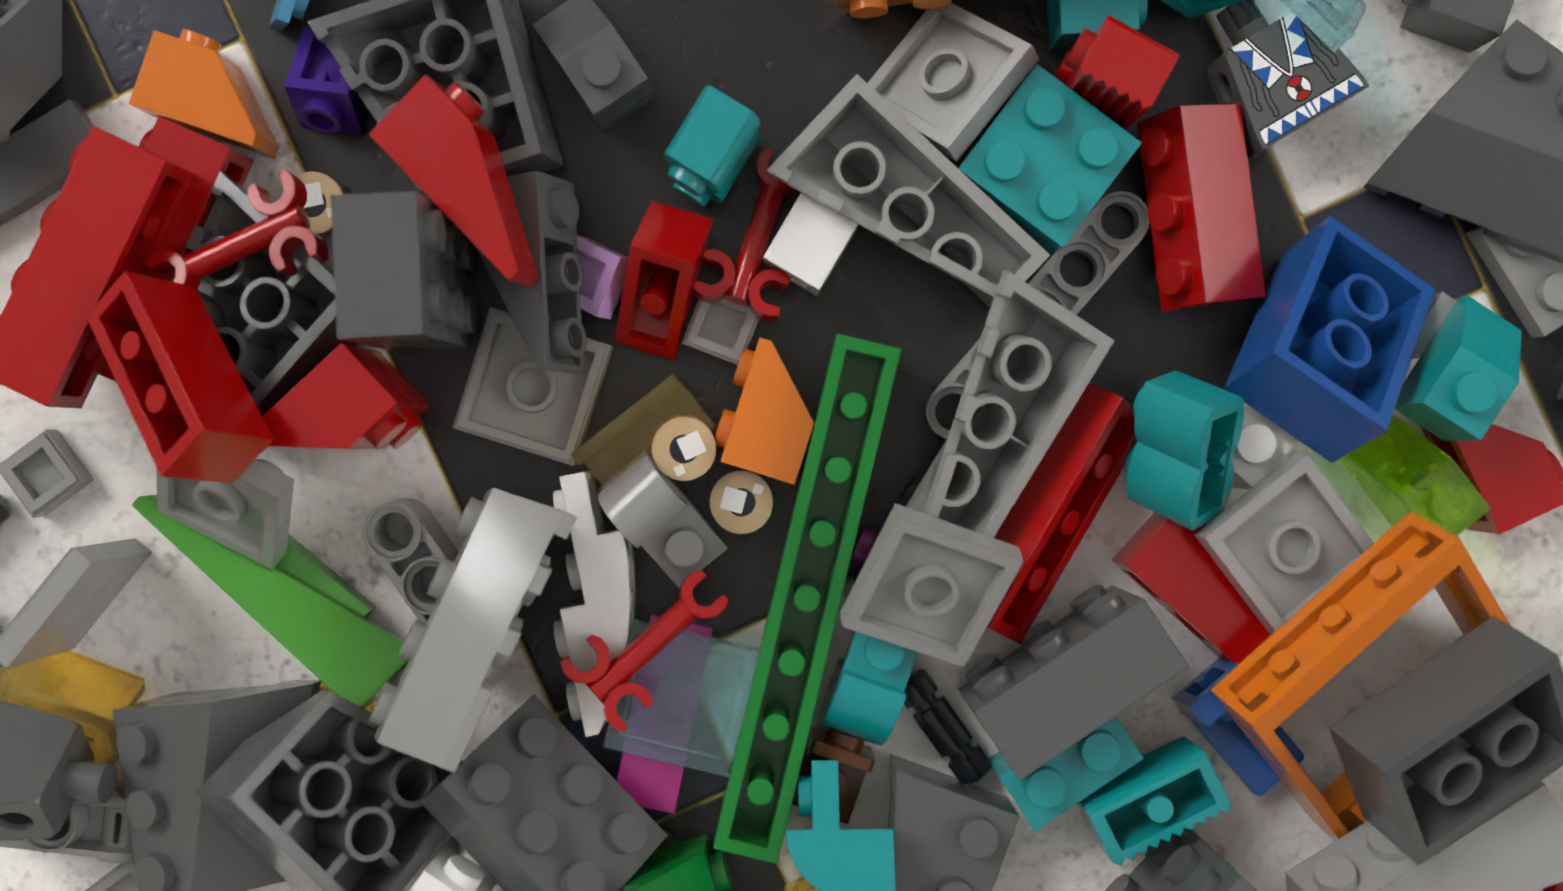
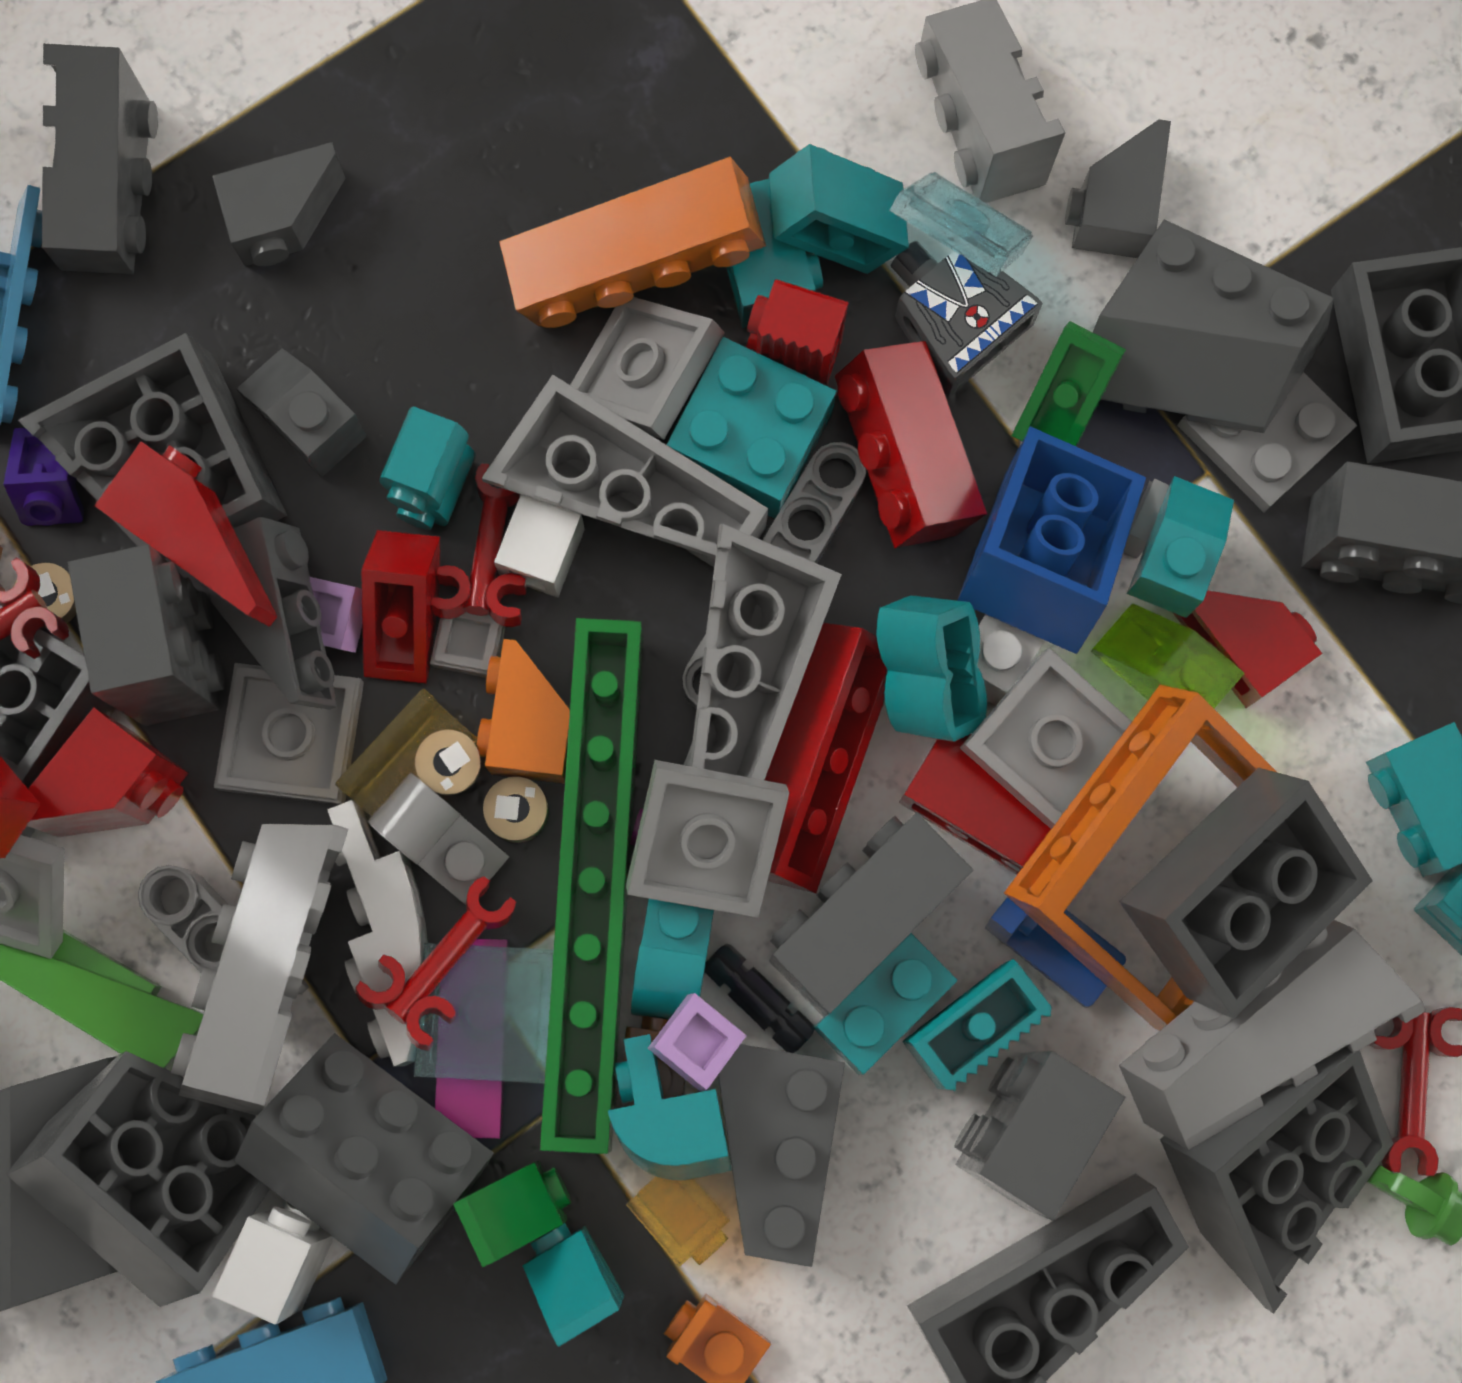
camera: 10 degrees left, 10 degrees down
(883, 778) = (697, 1042): none -> lavender plate
(1378, 178) = (1070, 385): none -> green plate

